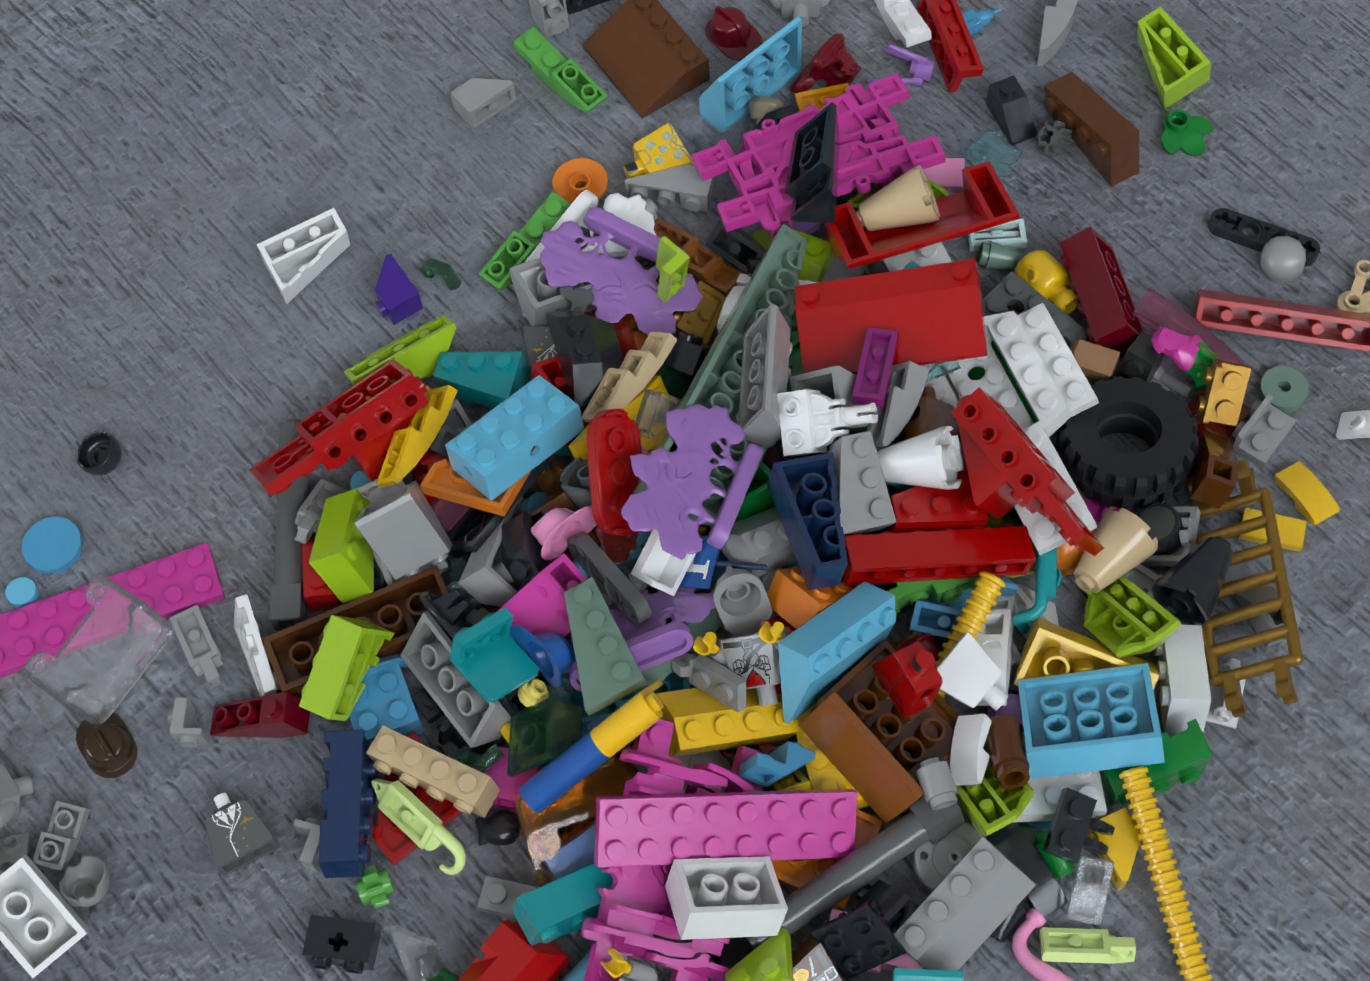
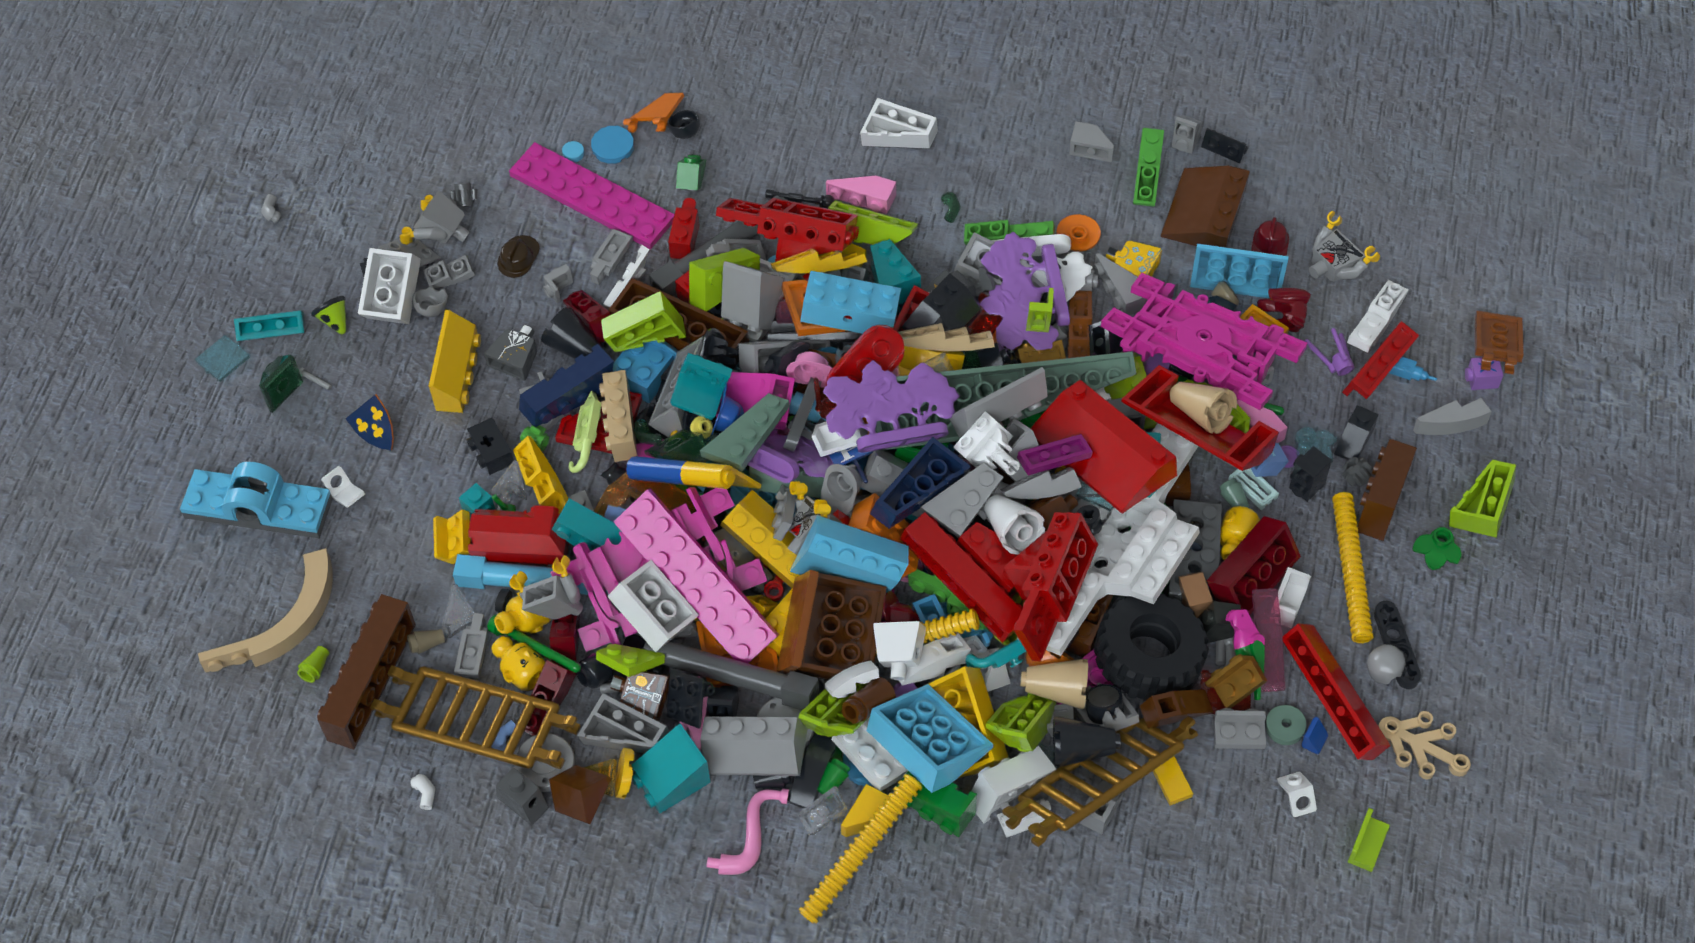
camera: 50 degrees right, 5 degrees down
(53, 468) = (657, 112): none -> orange flag
(103, 652) = (563, 213): clear windscreen -> none
(169, 489) = (690, 172): none -> slope
(199, 910) = (454, 363): none -> yellow slope
(239, 545) = (684, 229): none -> red brick
(280, 755) = (569, 334): none -> black cone
(328, 384) = (823, 202): none -> black piece
(354, 336) = (867, 192): none -> bright pink slope
(396, 293) = (915, 191): dark purple slope -> none
(439, 912) = (539, 474): none -> yellow slope
(768, 769) = (770, 589): dark azure slope -> none
(814, 168) = (1184, 341): black slope -> none
(910, 678) = (866, 610): red torso -> none
(937, 783) = (811, 671): light grey brick -> none
(958, 382) = (1092, 517): none -> black wheel
(1031, 175) = (1309, 473): none -> black brick
(1071, 825) = (850, 769): black hinge -> none
(1085, 946) = (786, 833): yellowish green hinge -> none
(1140, 279) = (1291, 595): none -> white panel
(1154, 214) = (1352, 568): none -> yellow piece
(1308, 493) = (1215, 782): yellow slope -> none
(1314, 374) = (1315, 736): none -> blue slope

